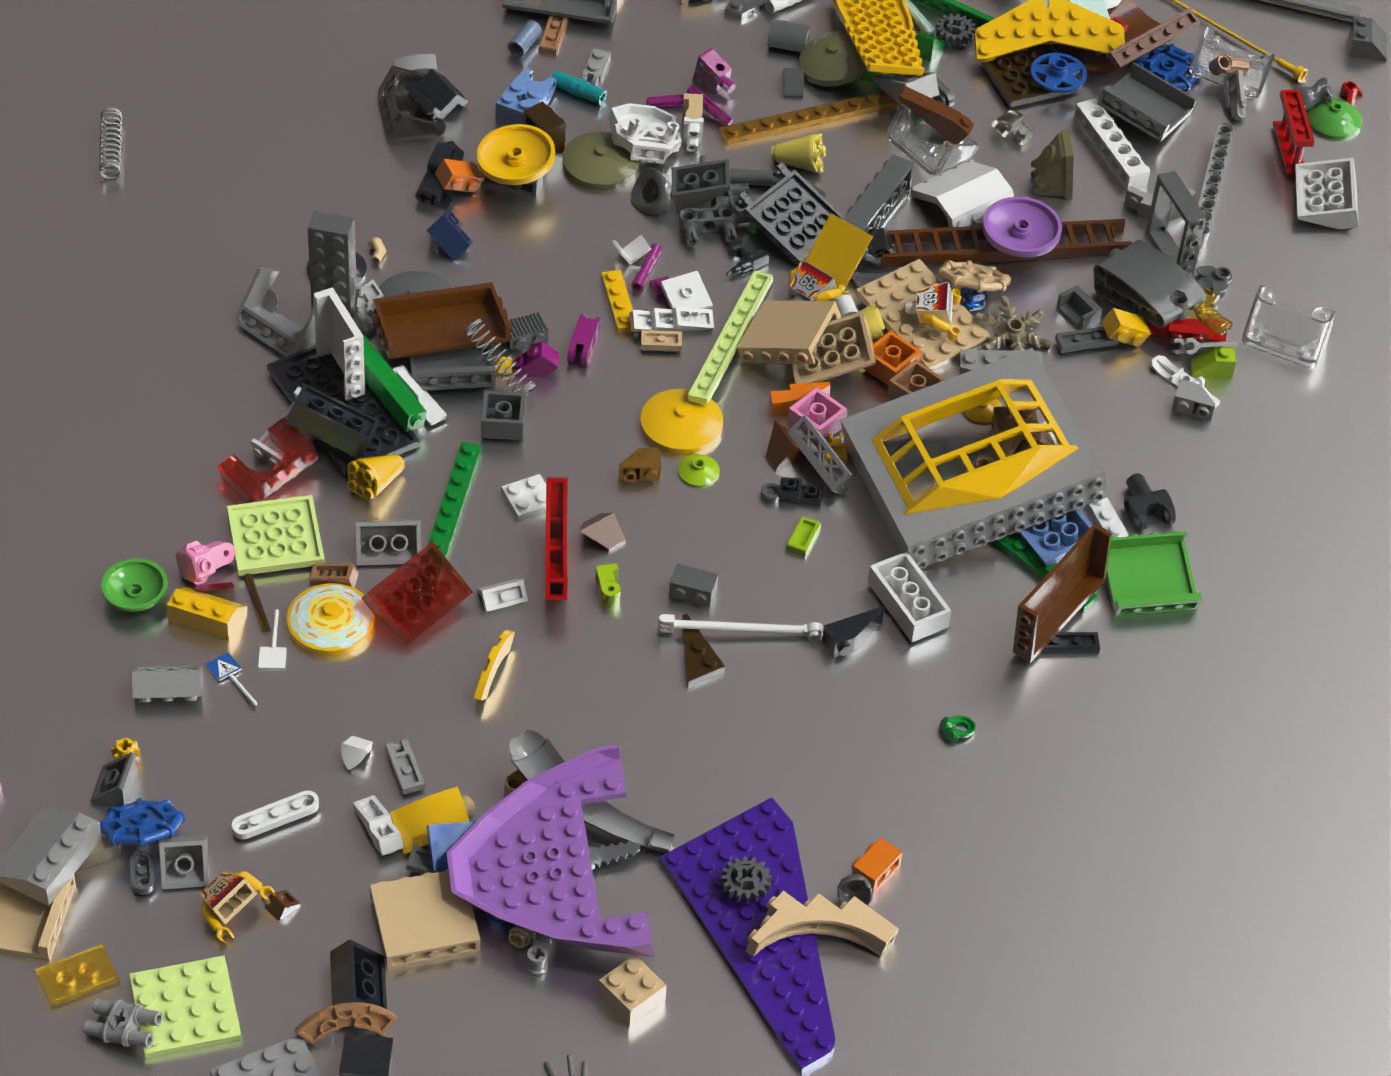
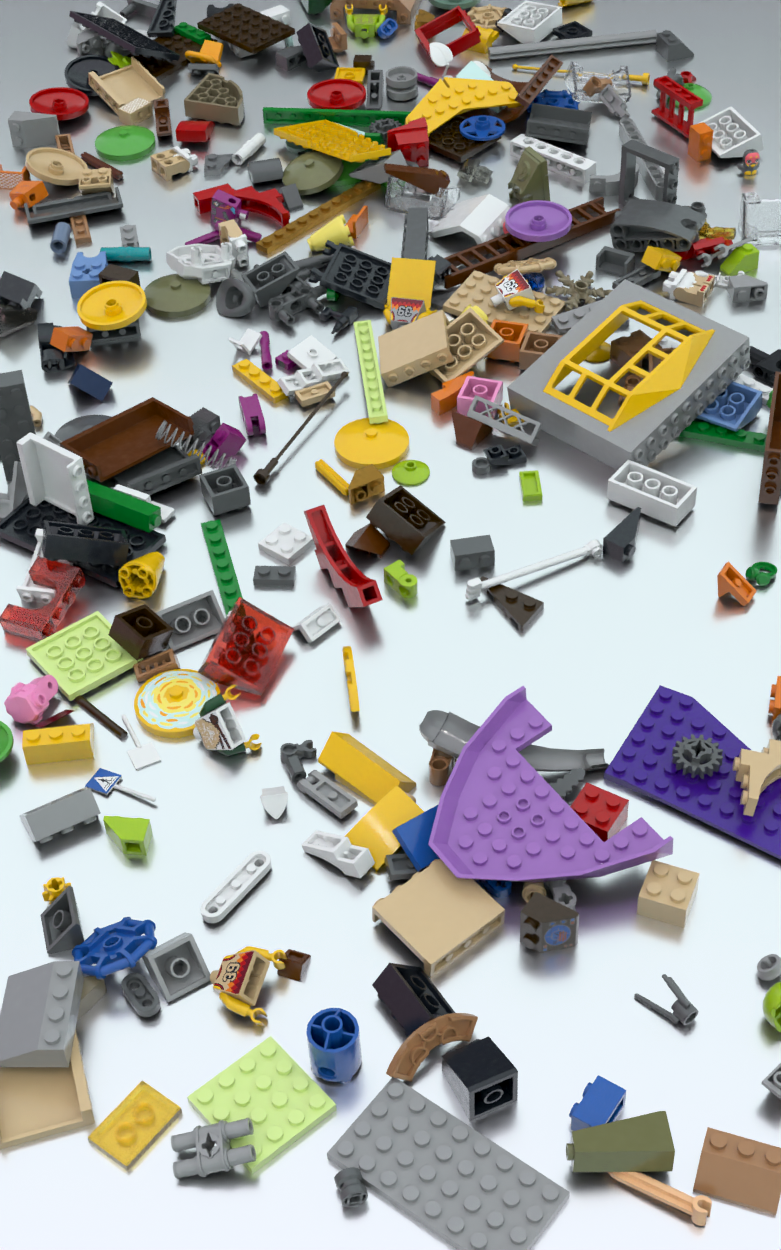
camera: 20 degrees left, 5 degrees down
(216, 727) = (129, 834): none -> lime slope
(264, 986) = (334, 1045): none -> blue cylinder
(332, 535) = (140, 632): none -> dark brown brick
(346, 662) = (220, 727): none -> torso
(396, 715) = (292, 753): none -> dark grey bar
(450, 755) = (361, 768): none -> yellow slope
(496, 527) = (274, 575): none -> dark grey plate
(505, 968) = (548, 925): none -> dark brown slope
(551, 414) = (262, 476): none -> dark brown piece
(618, 441) = (332, 476): none -> yellow axle
(623, 891) = (601, 810): none -> red brick
(650, 522) = (405, 520): none -> dark brown slope
(763, 79) = (264, 203): none -> red arch
(842, 145) = (358, 222): none -> orange panel
(914, 725) = (732, 581): none -> orange slope
(961, 64) = (412, 141): none -> red piece
(1134, 373) = (689, 287): none -> hips
(1286, 190) = (700, 142): none -> orange brick
(1325, 240) = (750, 162): none -> animal

